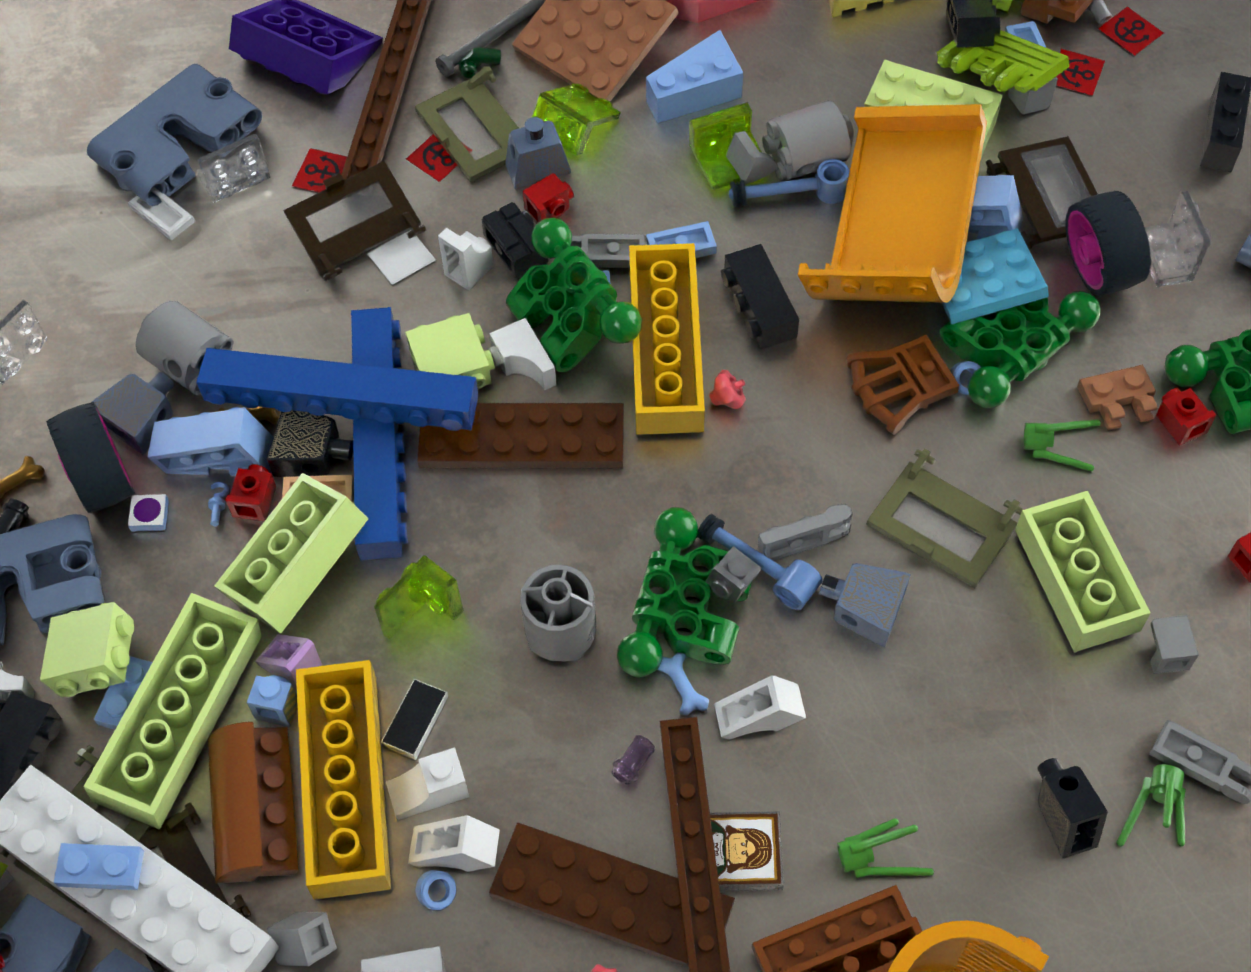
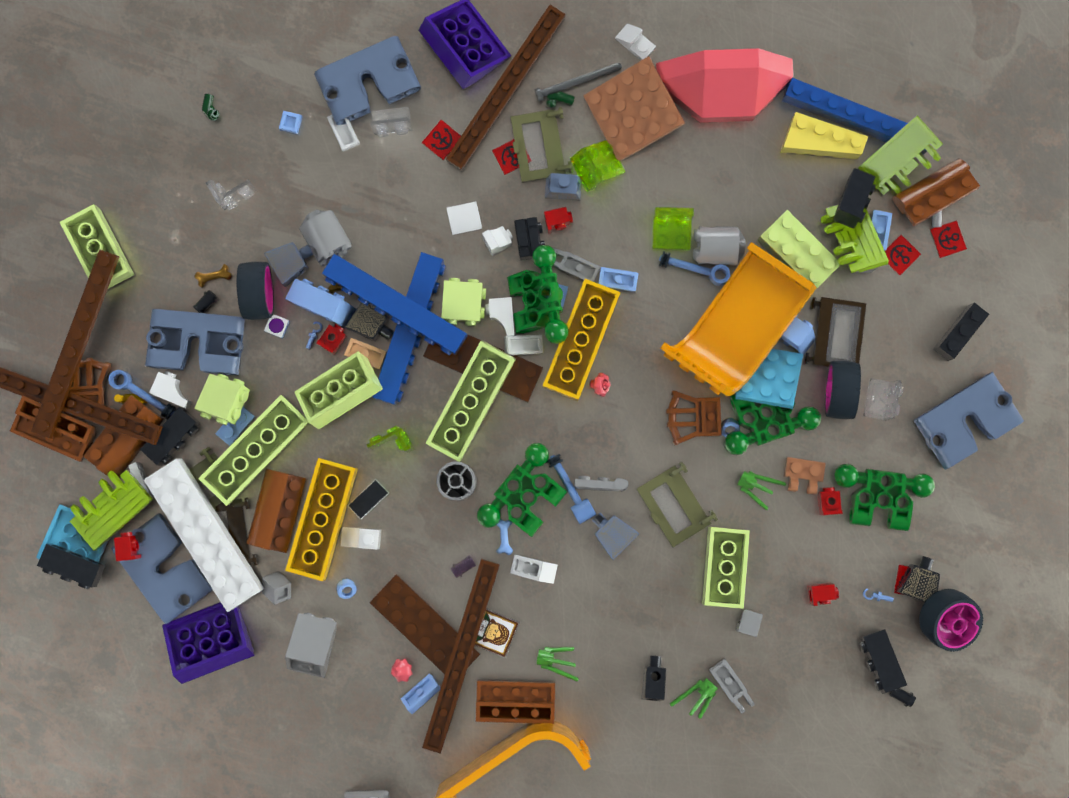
camera: 20 degrees right, 25 degrees up
(71, 230) = (290, 122): none -> light blue tile
(99, 866) = (192, 527): light blue plate -> none
(275, 695) = (304, 462): light blue brick -> none
(288, 654) = (318, 442): lavender slope -> none
(352, 218) = (445, 185): dark brown piece -> none
(454, 844) = (361, 574): white arch -> none
(526, 480) = (470, 401): none -> yellowish green brick
(576, 382) = (523, 345): none -> white tile
(695, 80) = (676, 171): light blue wedge -> none
(732, 575) = (550, 497): flat silver bracket -> none
(747, 159) = (677, 243): light grey tile -> none
(760, 296) = (643, 333): black brick -> none

